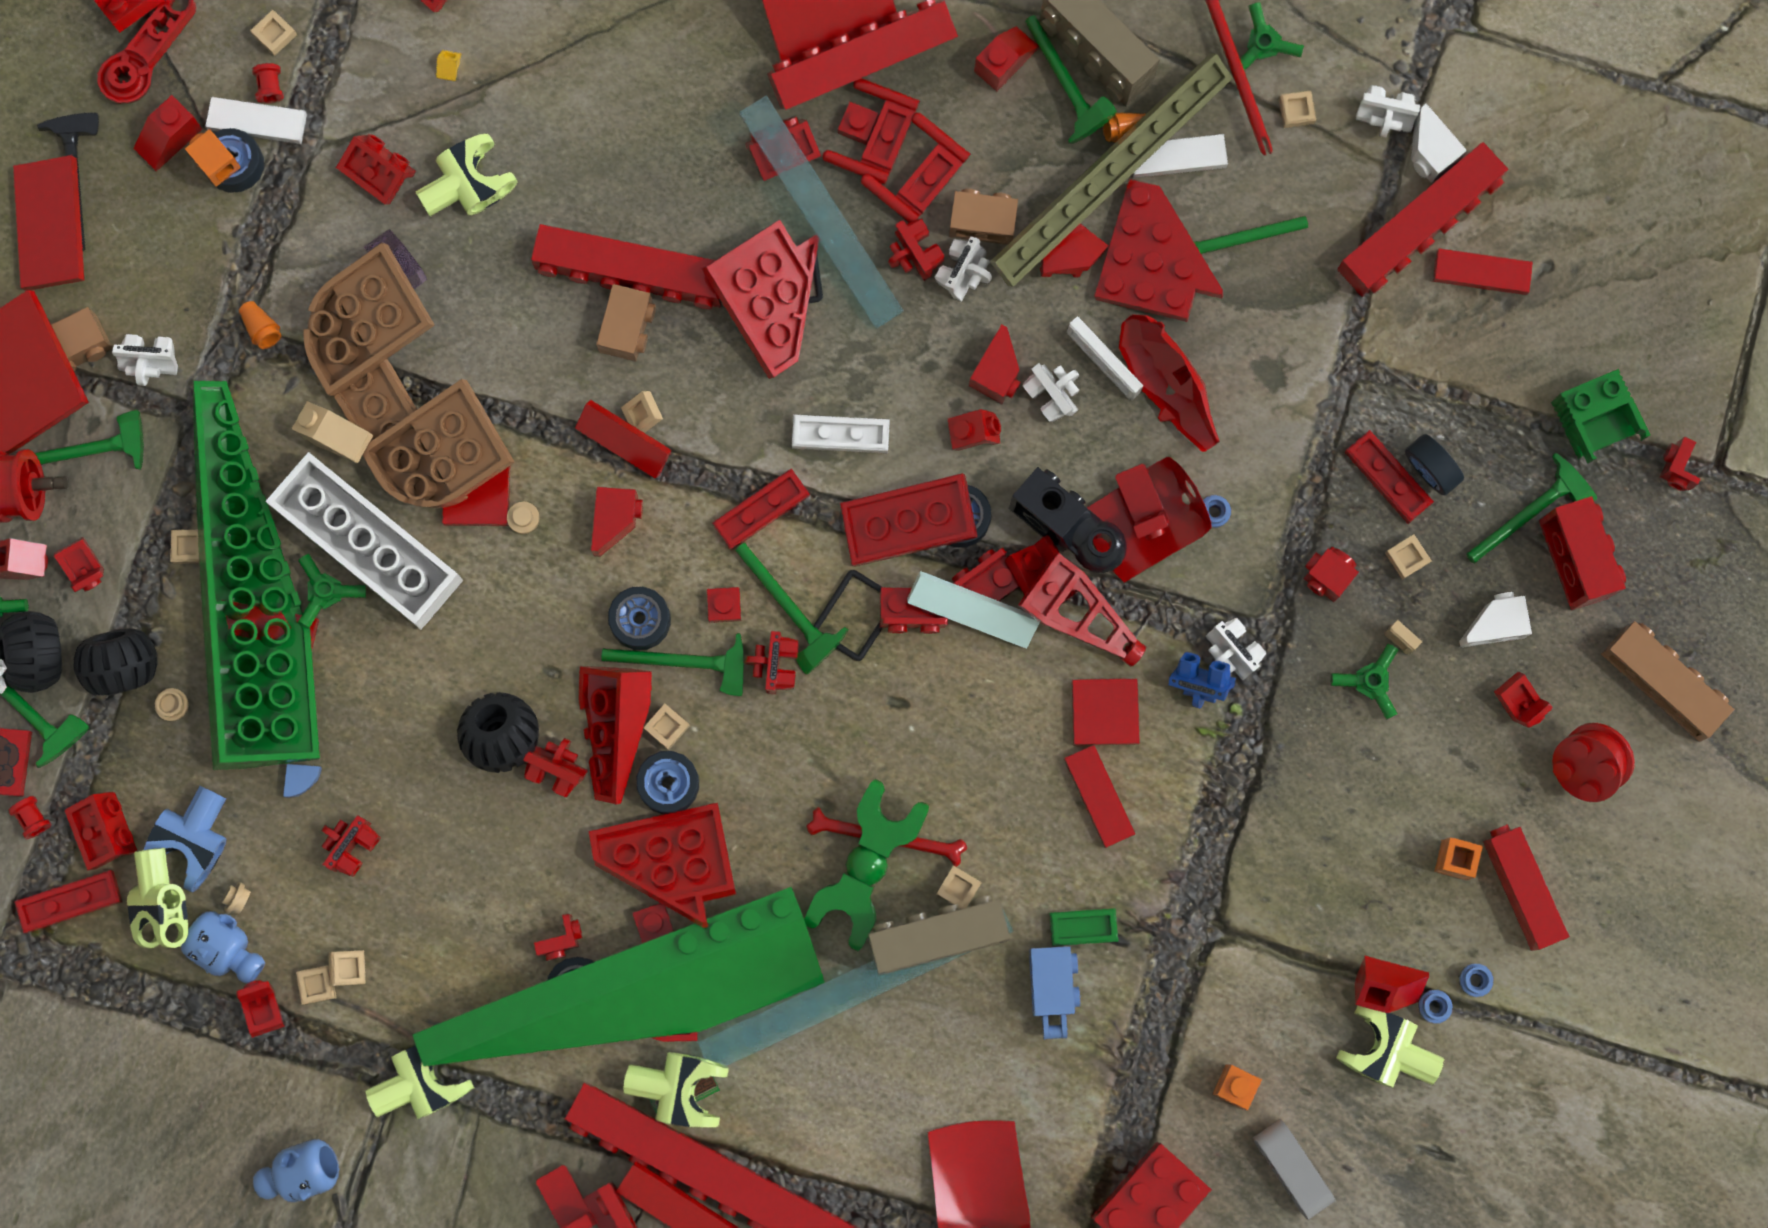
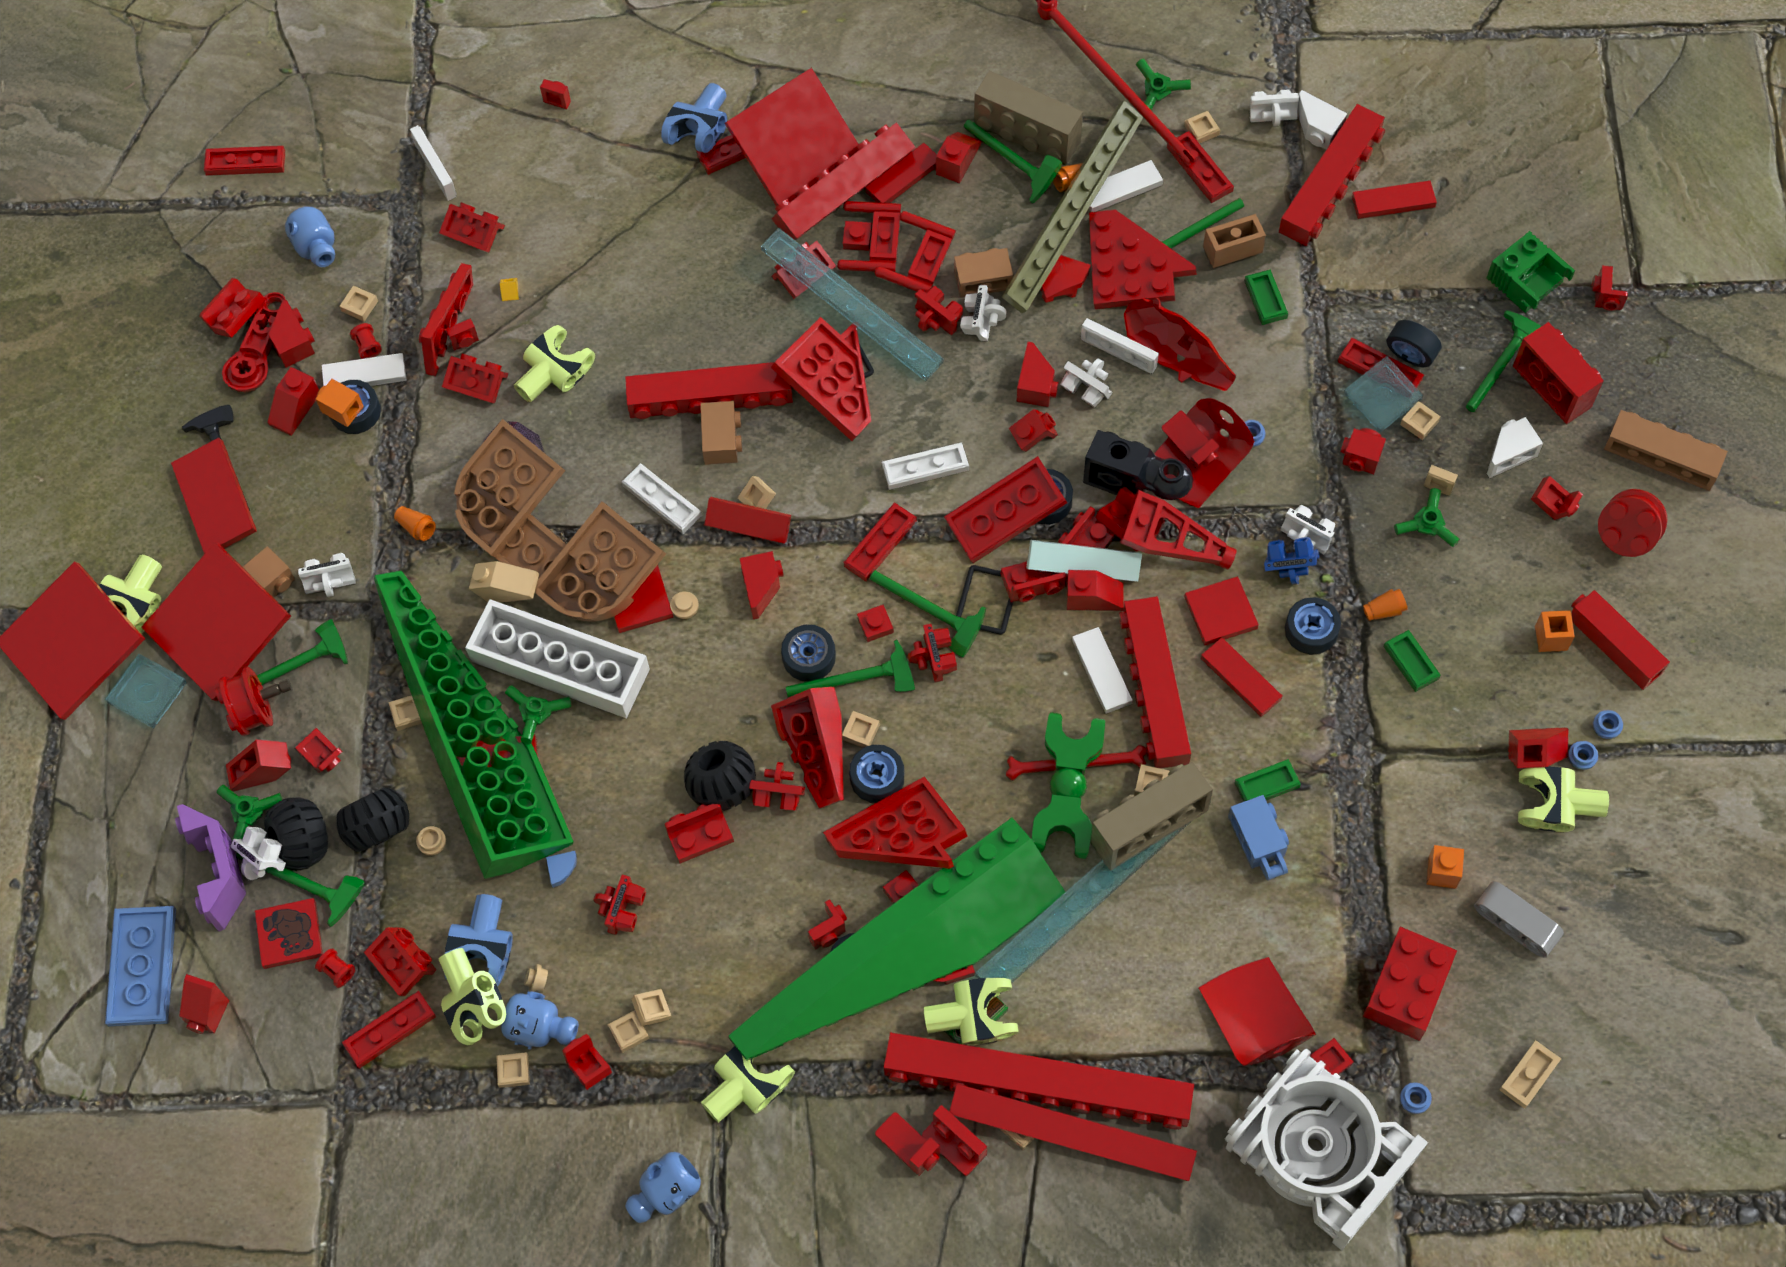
camera: 10 degrees left, 15 degrees down
(184, 51) = (289, 337): none -> red slope
(184, 988) = (513, 1070): none -> tan tile
(363, 83) = (451, 301): none -> red wing
(377, 110) = (462, 334): none -> red plate
(456, 788) = (698, 832): none -> red bracket
(538, 380) = (661, 498): none -> white tile
(935, 63) = (902, 175): none -> red tile
(951, 739) = (1102, 670): none -> white tile
(974, 647) = (1093, 591): none -> red slope
(1003, 774) = (1155, 682): none -> red brick
(1194, 780) = (1312, 639): none -> wheel
(1279, 270) = (1234, 241): none -> medium nougat brick
(1280, 165) = (1203, 170): none -> red tile
(1286, 765) = (1386, 605): none -> orange cone
(1292, 347) = (1266, 297): none -> green tile
(1292, 837) = (1412, 660): none -> green tile
(1378, 512) = (1383, 394): none -> clear light blue tile

